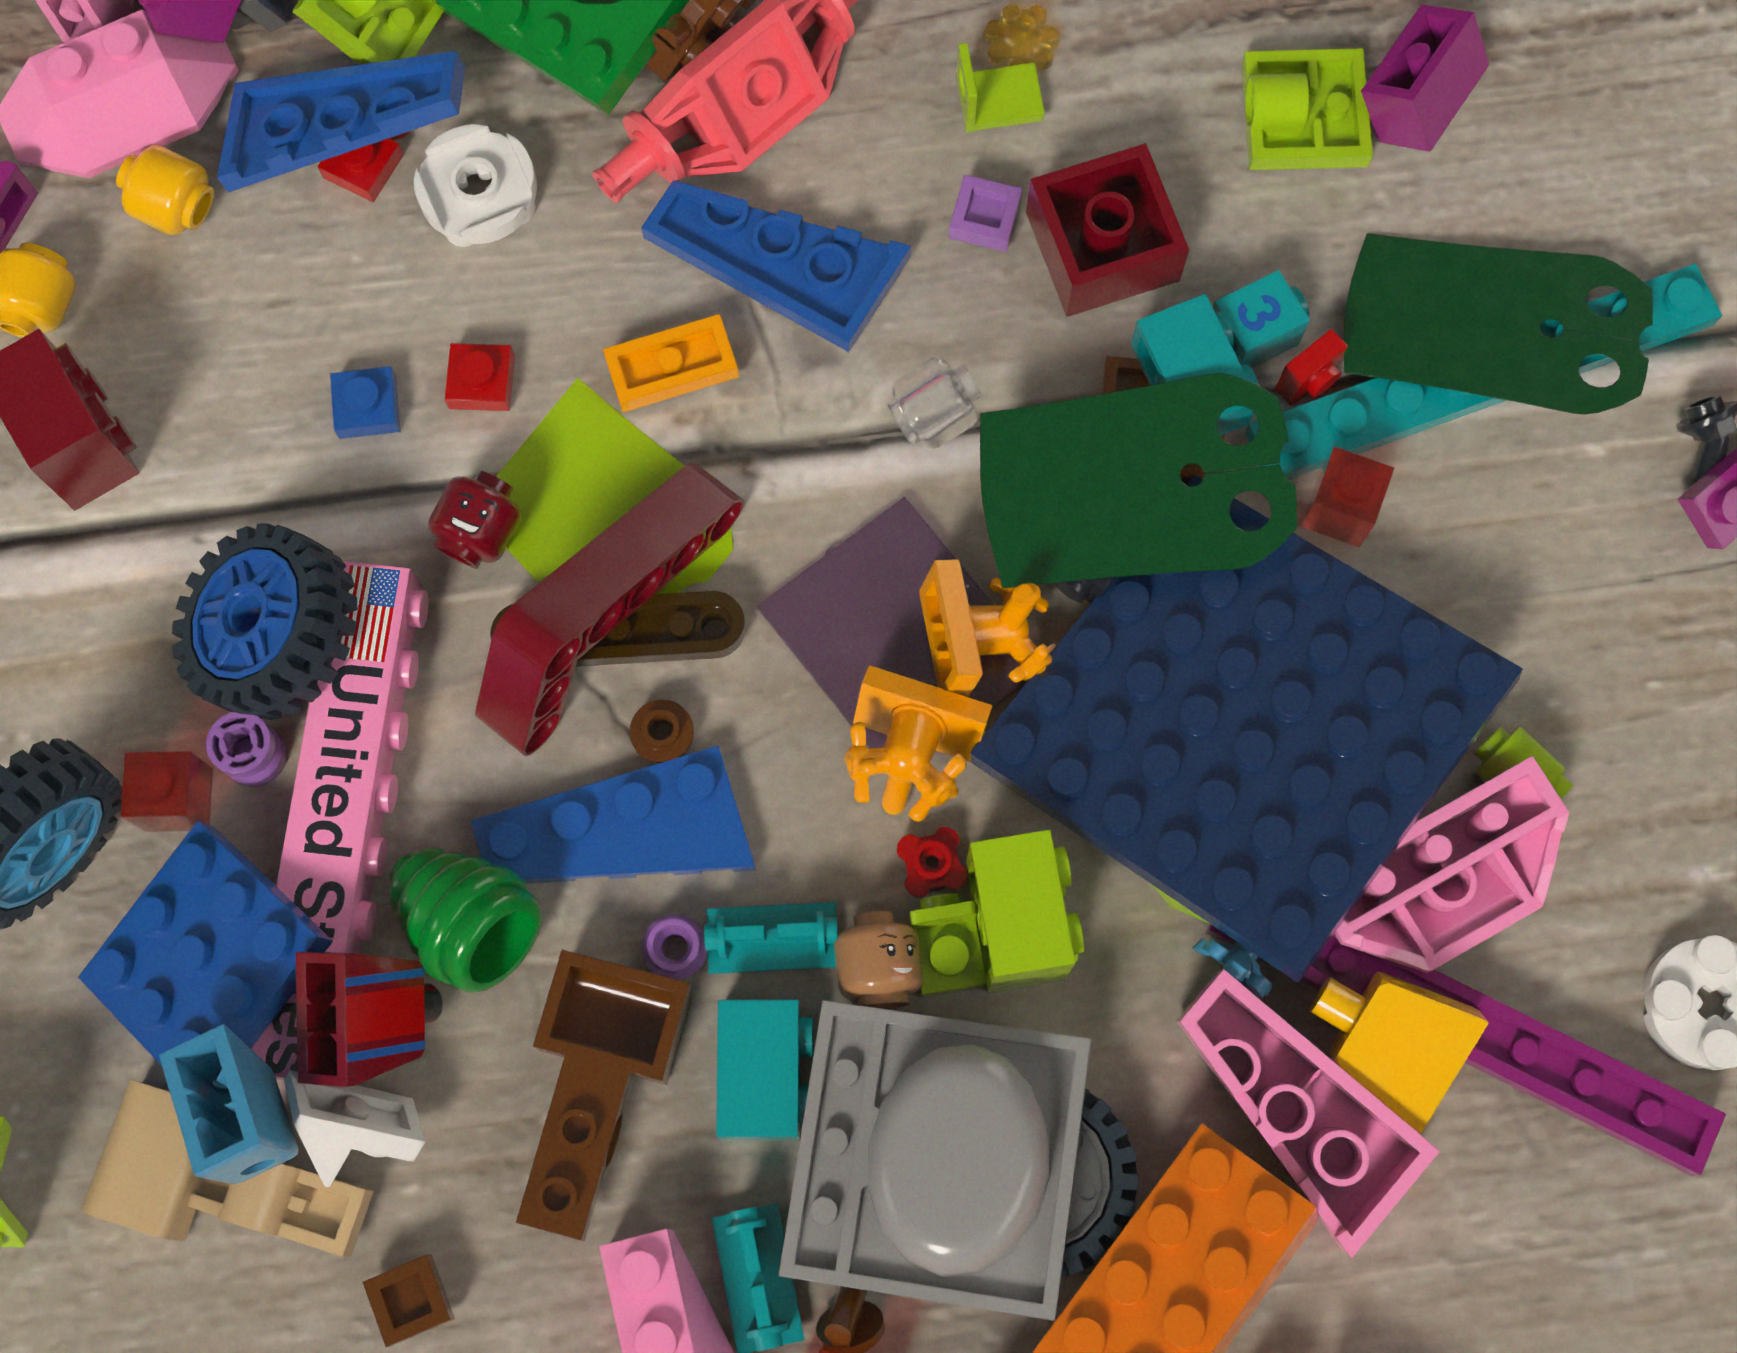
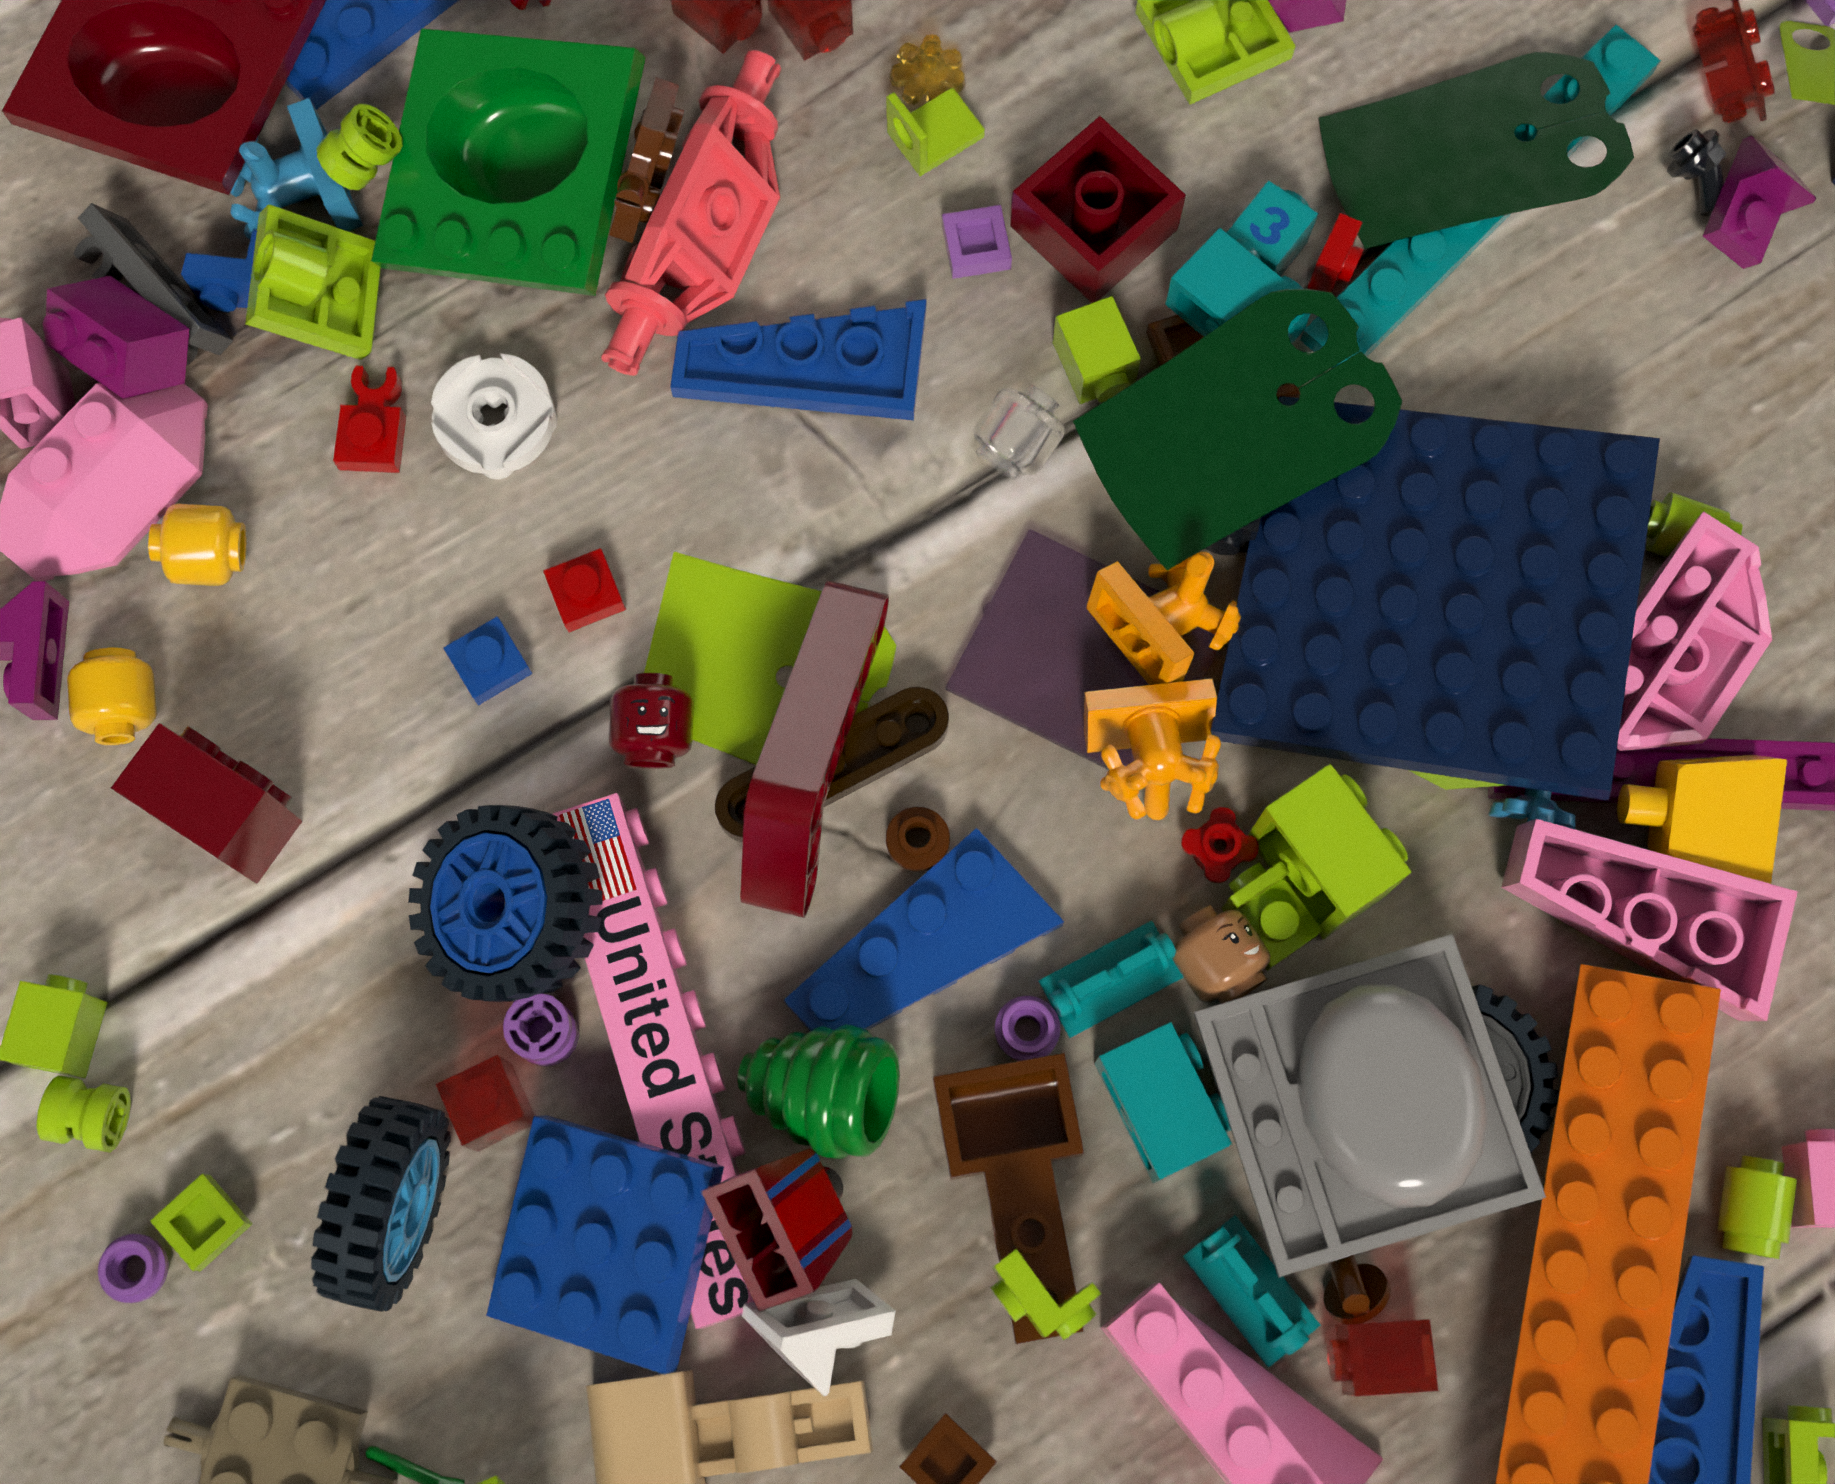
camera: 25 degrees left, 0 degrees up
(232, 1124) = (718, 1371): dark azure torso -> none
(328, 112) = (319, 408): blue wing -> none
(536, 1180) = (1024, 1294): none -> lime bracket
(671, 363) = (758, 500): light orange plate -> none
(1044, 358) = (1096, 350): none -> lime brick
(1347, 497) = (1425, 355): clear red brick -> none

